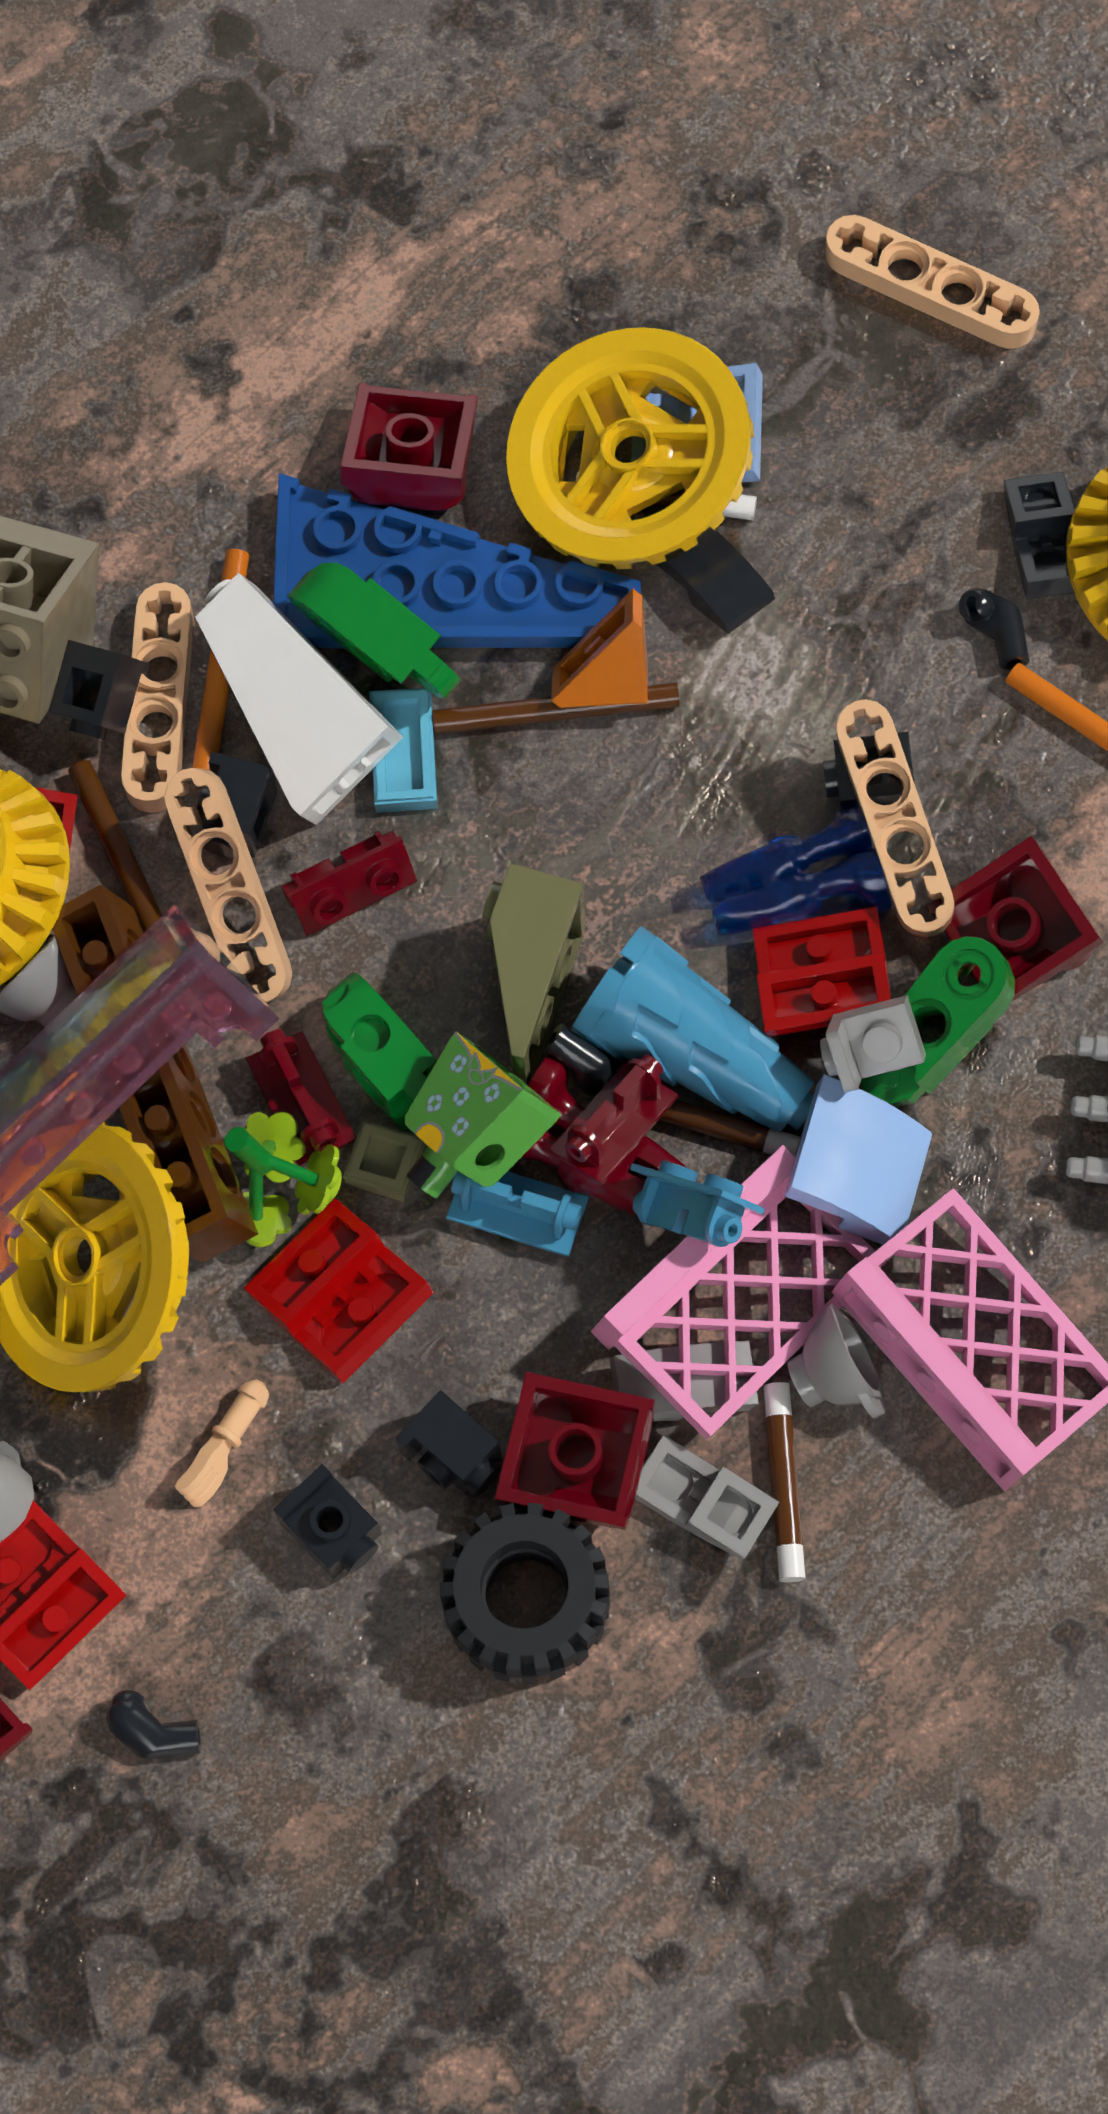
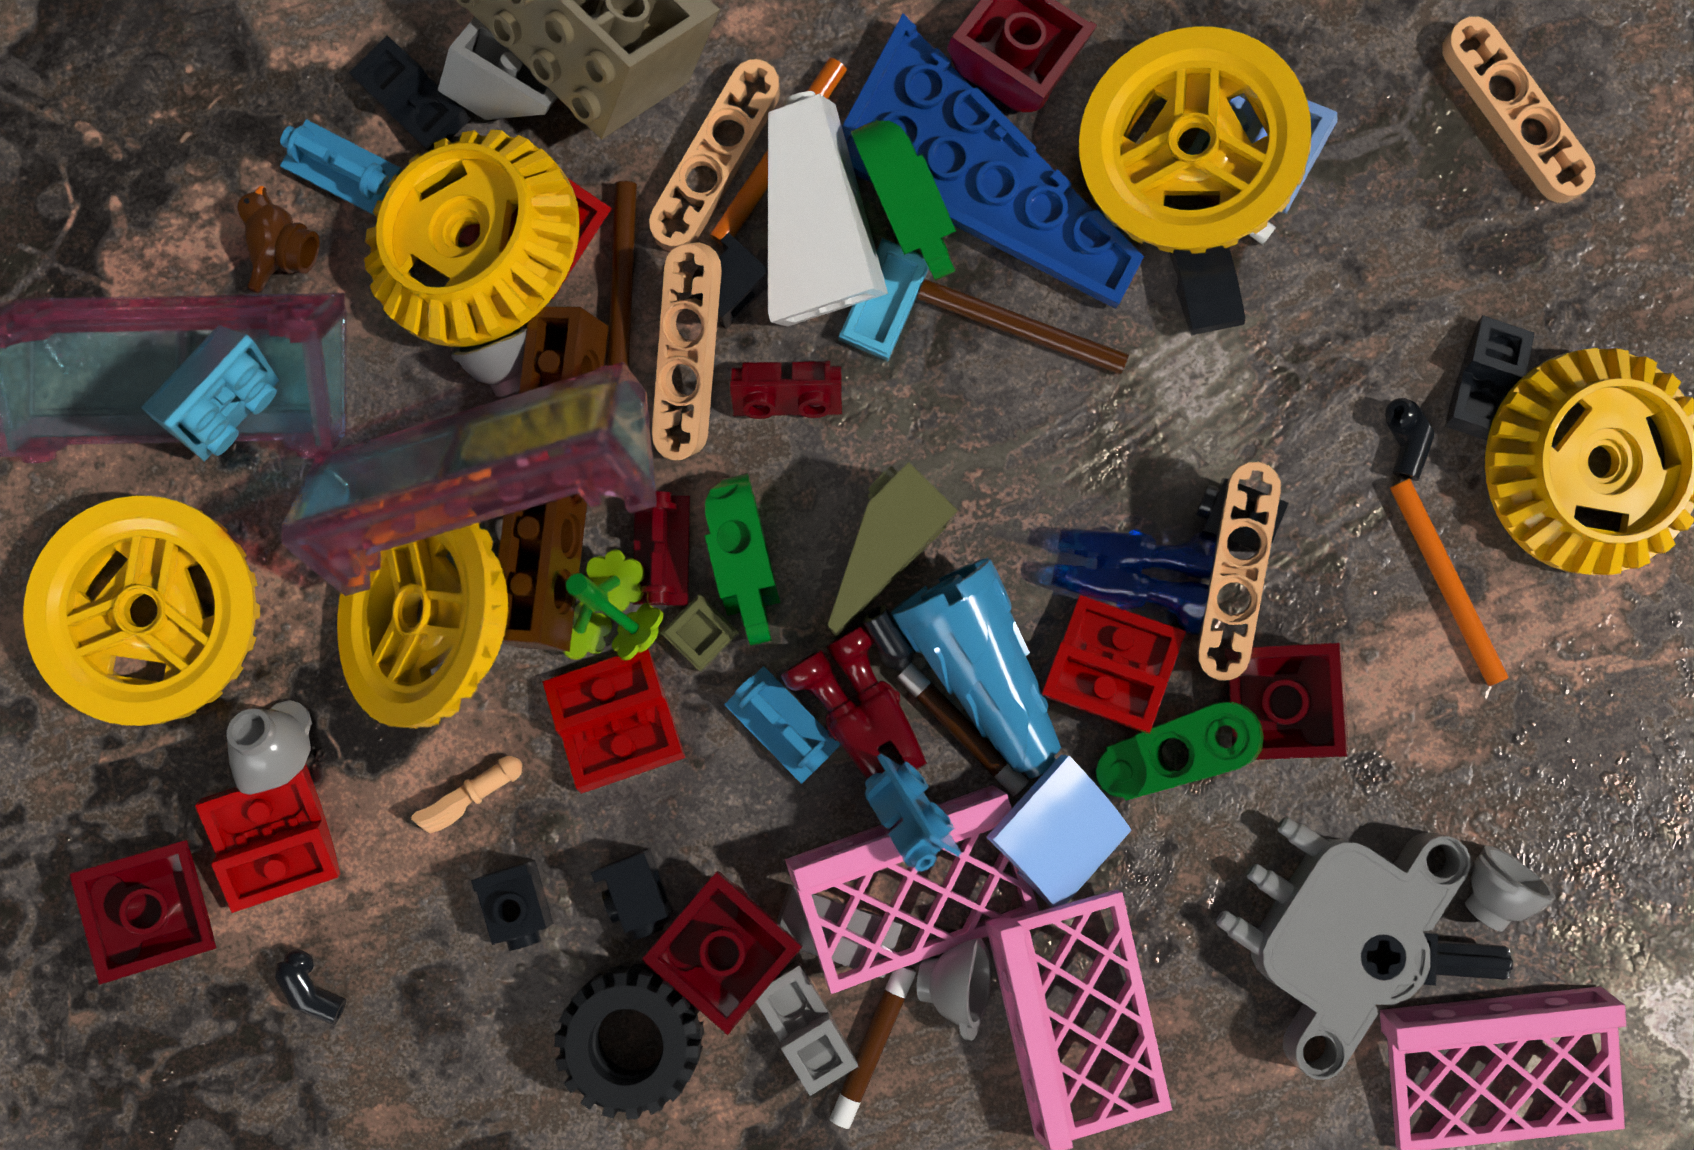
camera: 25 degrees right, 15 degrees up
(96, 689) = (664, 129): black brick -> none
(473, 1118) = (776, 653): bright green torso -> none
(608, 662) = (1079, 313): orange slope -> none
(615, 1120) = (887, 706): dark red hinge -> none
(871, 1042) = (1120, 751): light grey bracket -> none

